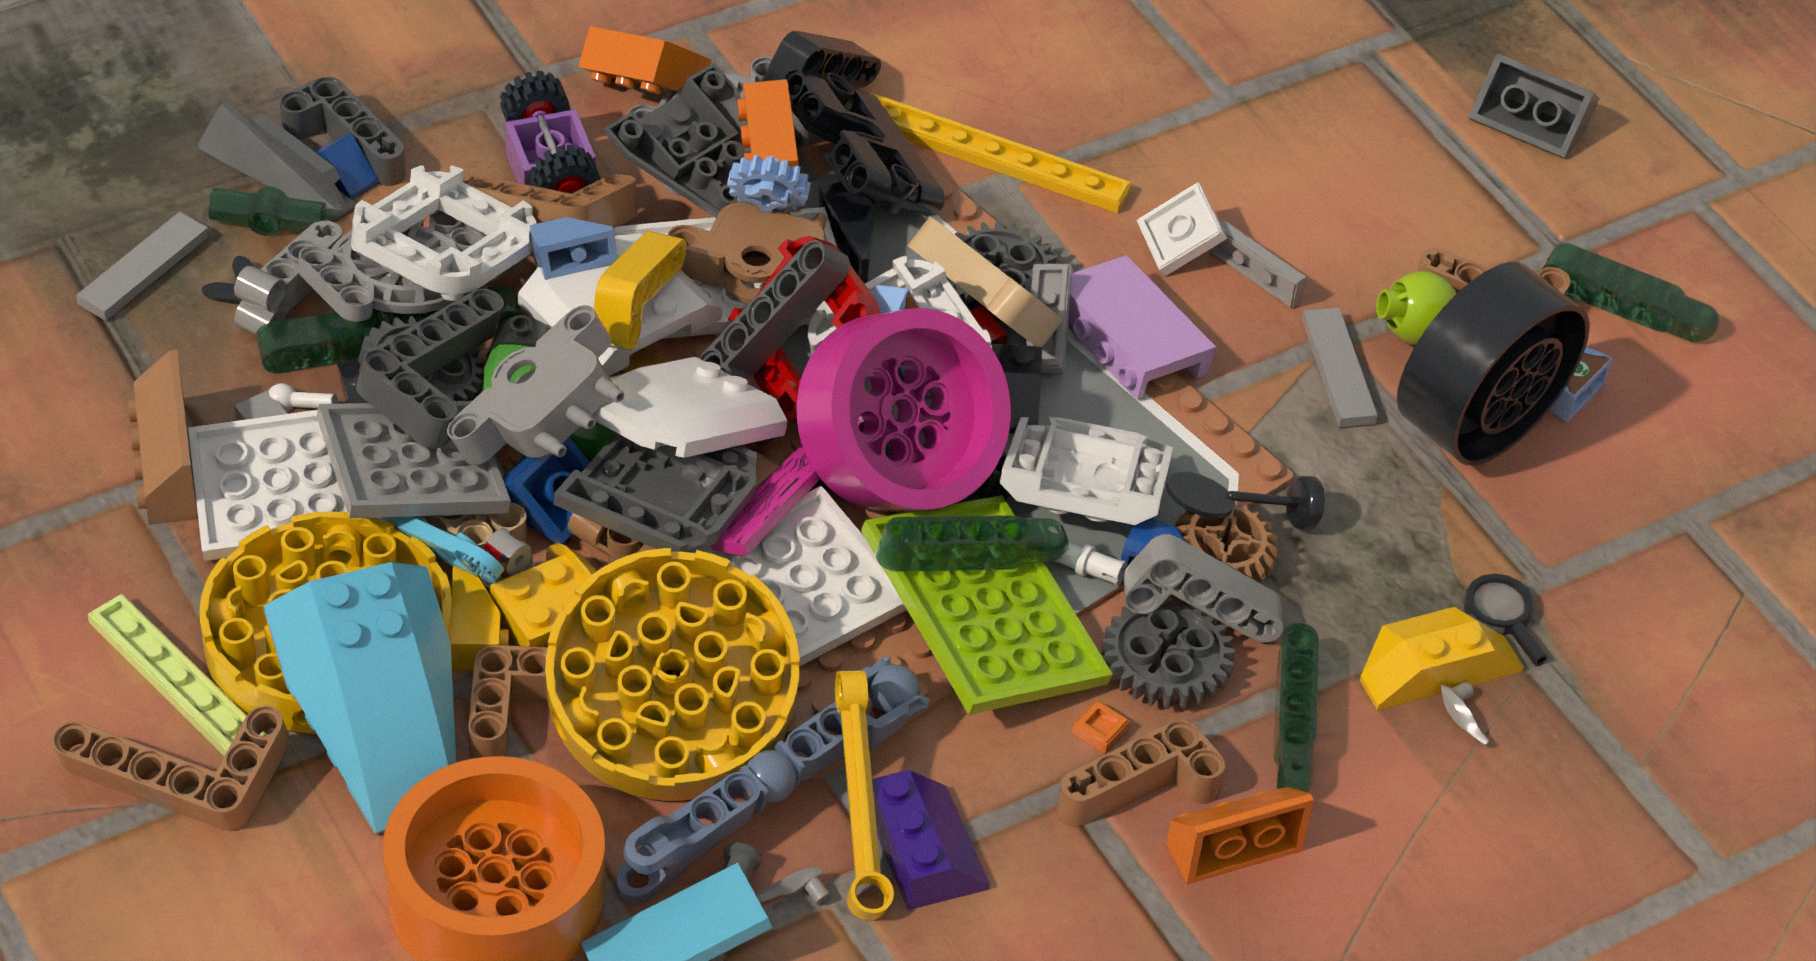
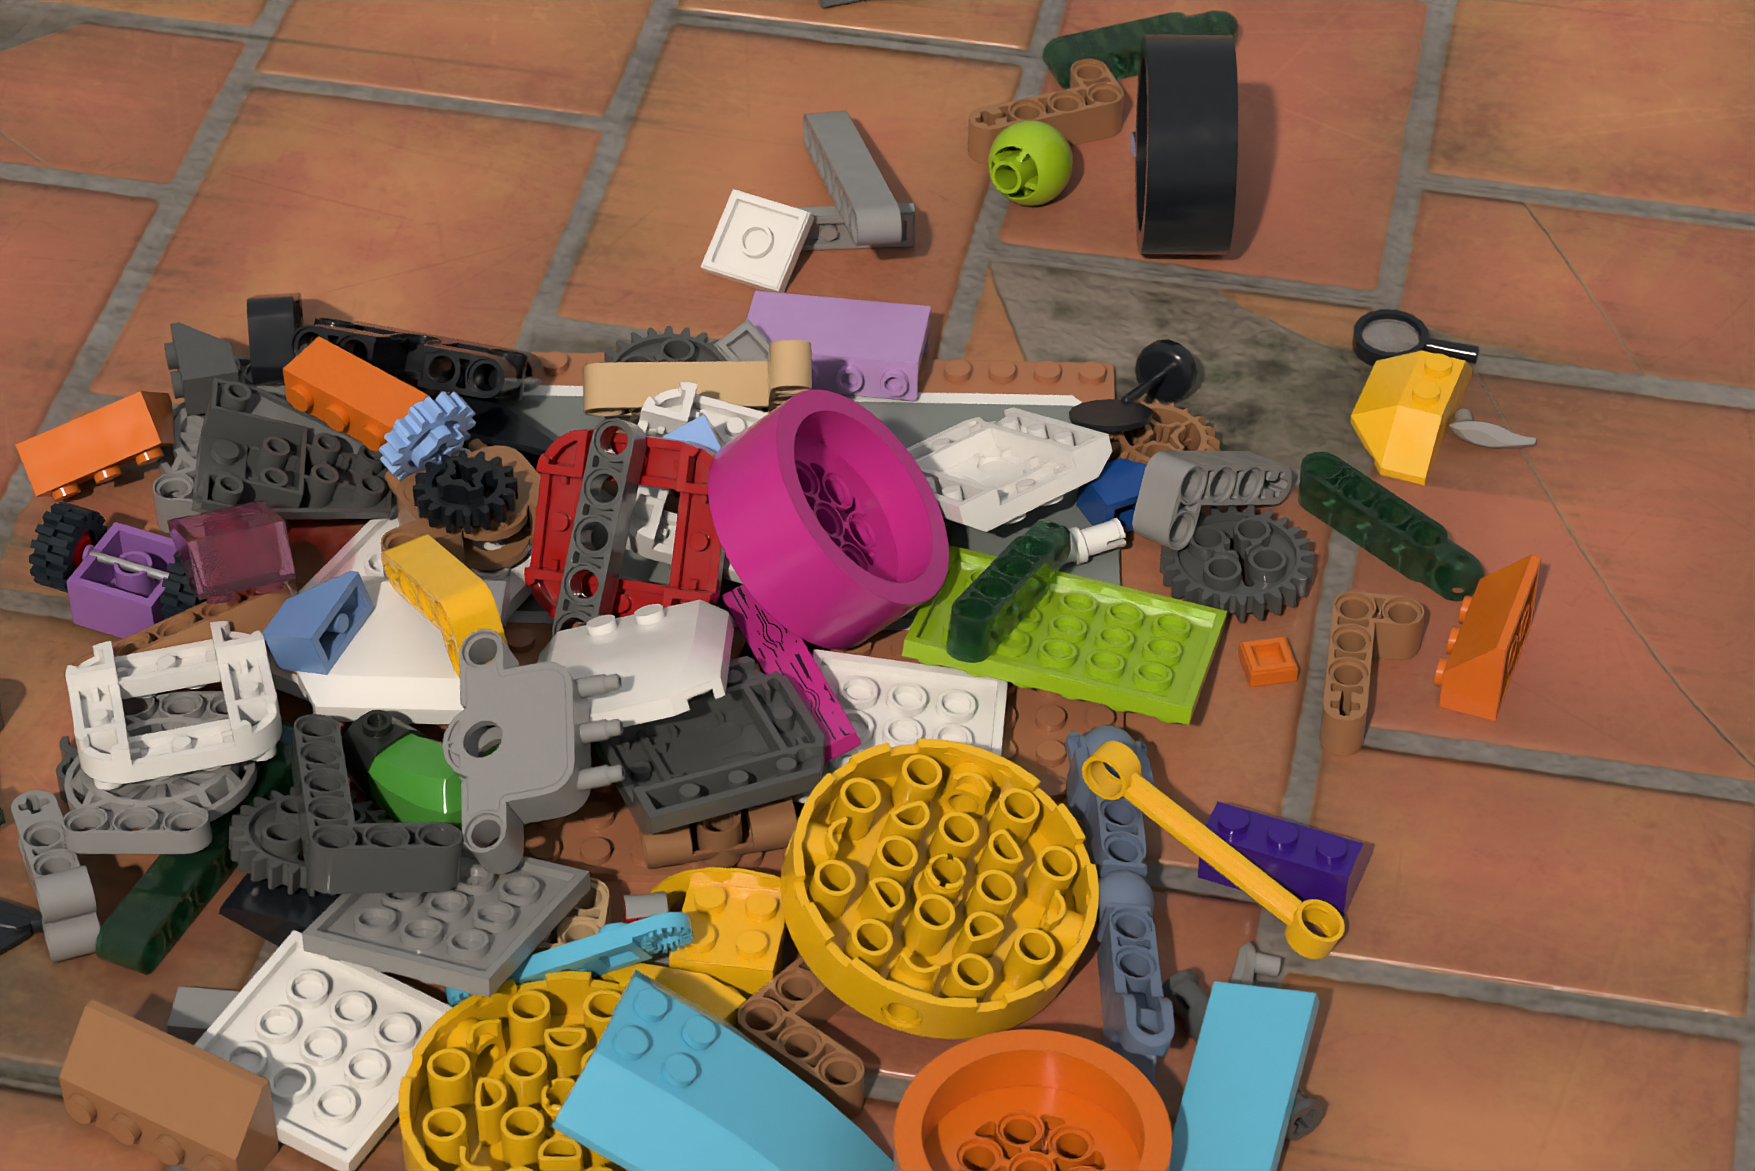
camera: 45 degrees left, 5 degrees down
(290, 398) = (198, 977): white bar -> none
(533, 486) = (594, 839): blue slope -> none
(571, 164) = (233, 551): none -> clear pink slope
(741, 55) = (197, 361): none -> dark grey slope
(744, 233) = (465, 492): none -> black gear
(1008, 157) = (531, 293): yellow tile -> none
(1283, 230) = (852, 178): none -> light grey beam
(1339, 367) = (1021, 260): light grey tile -> none

